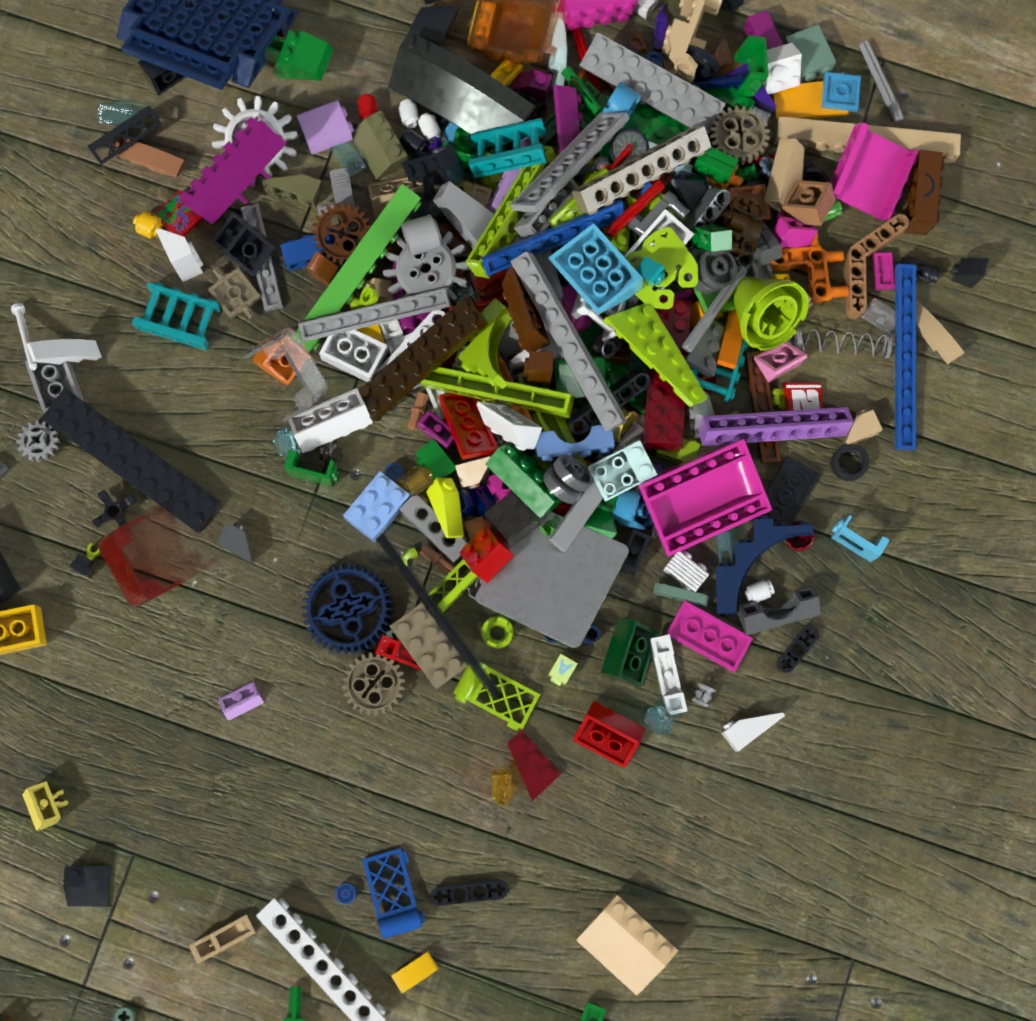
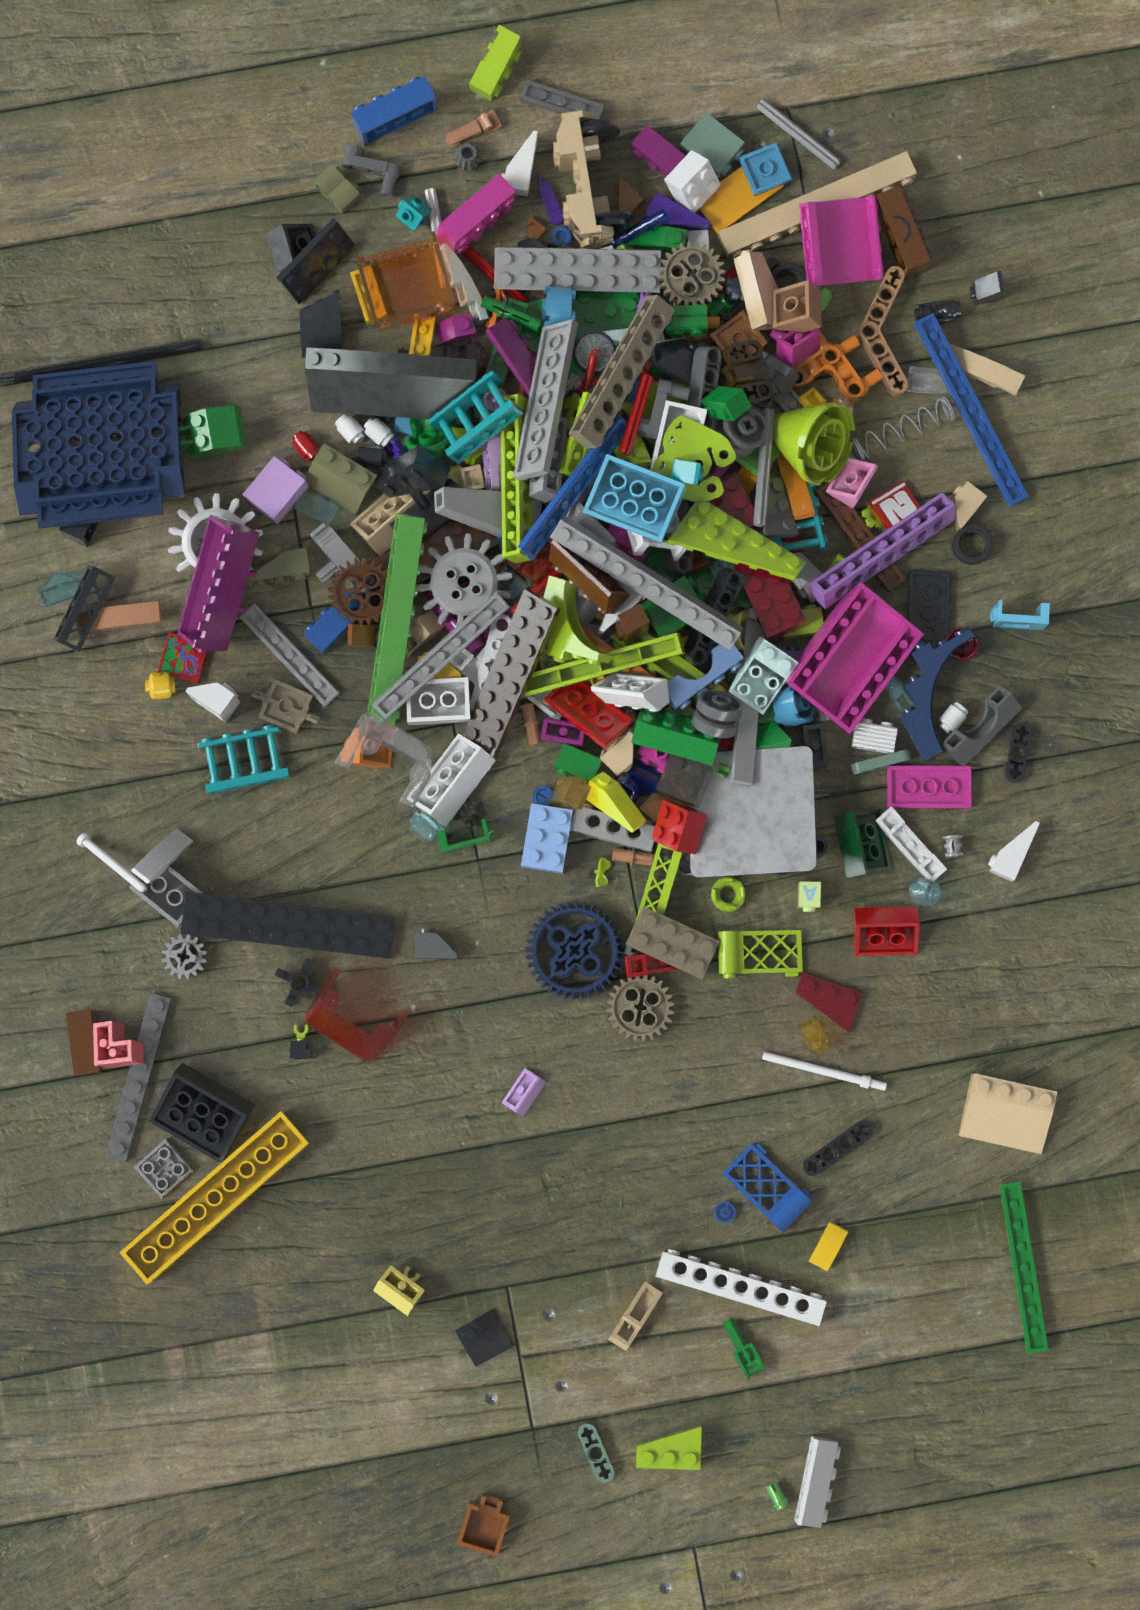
camera: 25 degrees left, 5 degrees up
(243, 243) = (267, 653): black slope -> none
(368, 297) = (424, 641): lime plate -> none
(421, 235) = (445, 554): light grey piece -> none
(422, 594) = (662, 907): black axle -> none
(522, 849) = (864, 1080): none -> white bar
(753, 53) = (663, 182): green panel -> none
(883, 271) = (904, 332): dark pink plate -> none

